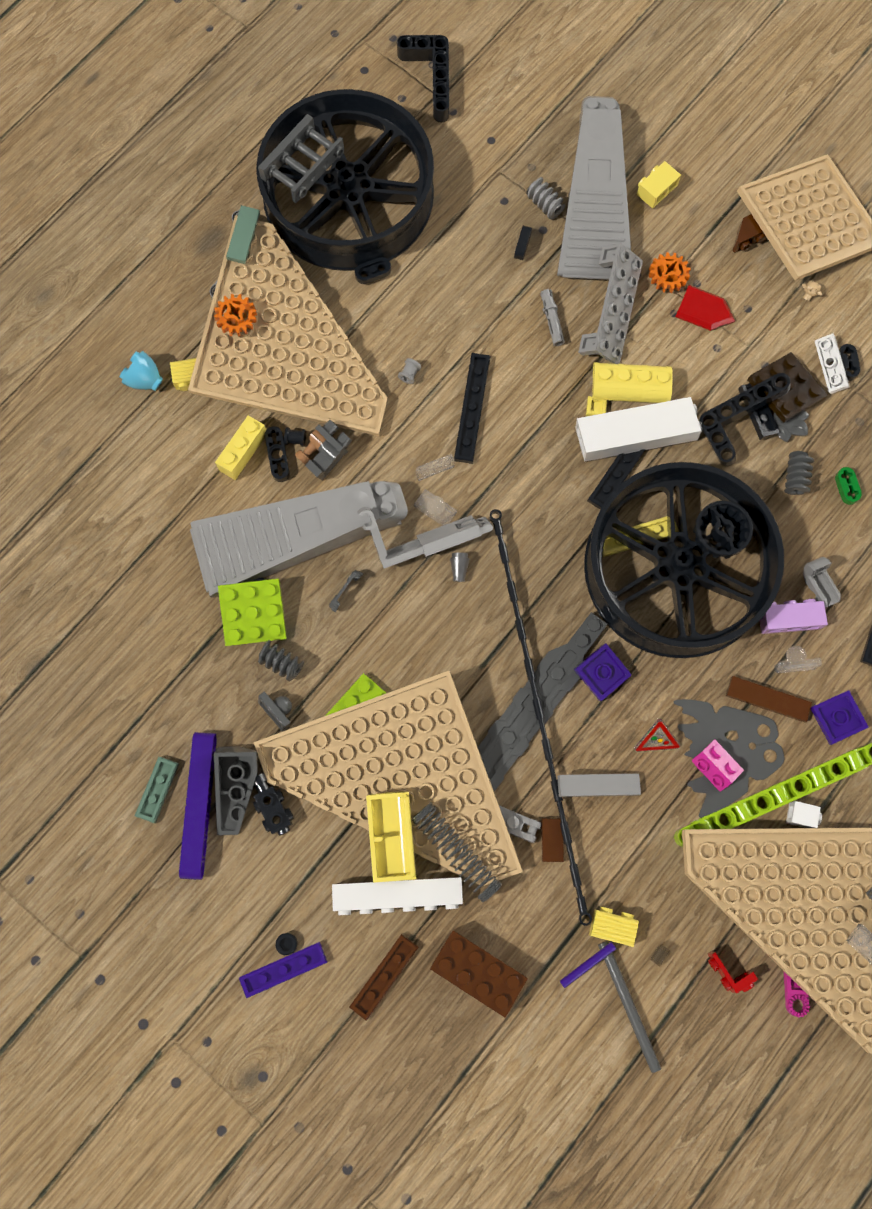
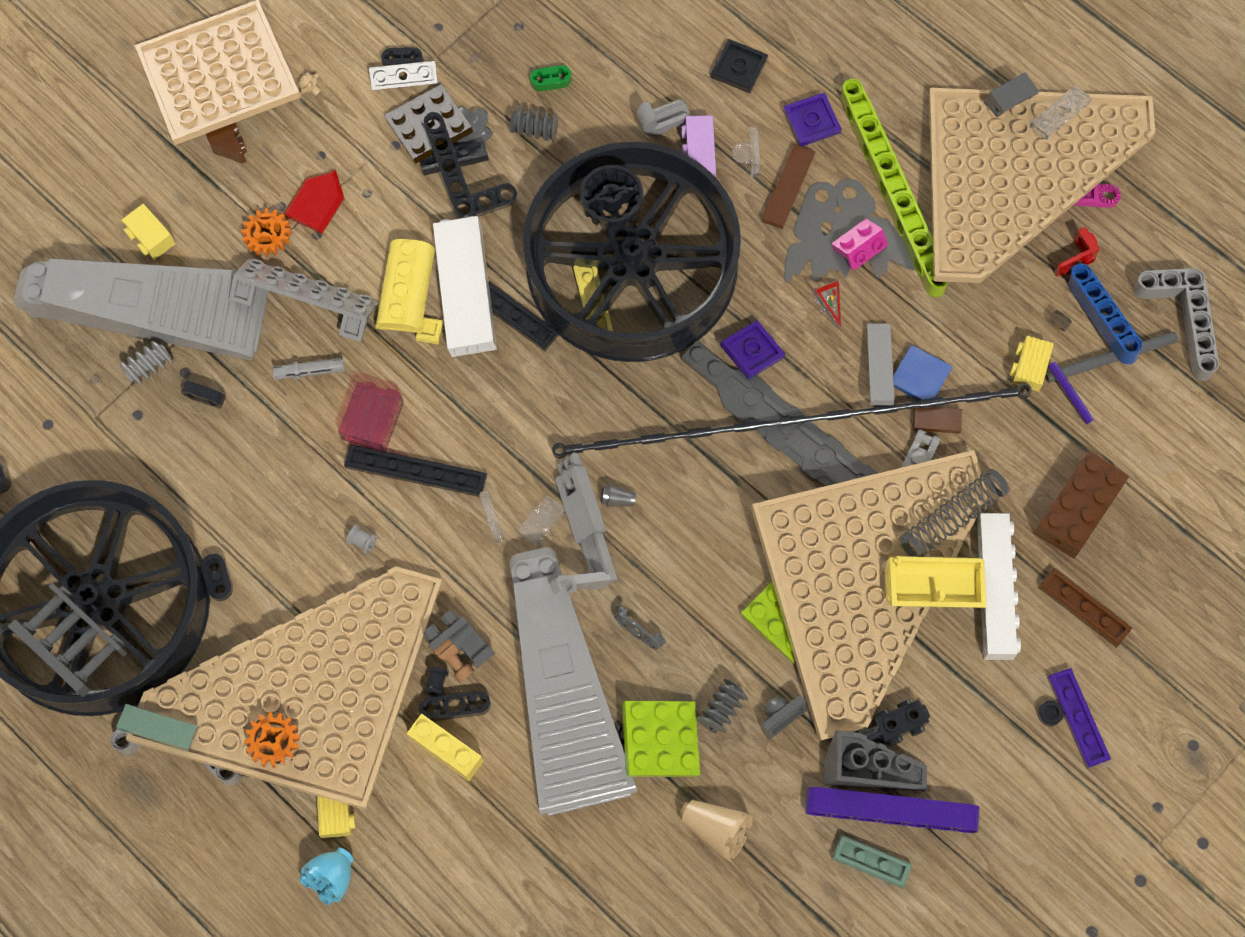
camera: 85 degrees left, 5 degrees down
(179, 661) = (717, 826): none -> tan cone
(514, 368) = (371, 416): none -> clear pink brick
(594, 824) = (920, 374): none -> tile
(679, 993) = (1105, 323): none -> blue beam
(681, 1086) = (1191, 313): none -> light grey beam
(803, 815) = (916, 165): white brick -> none

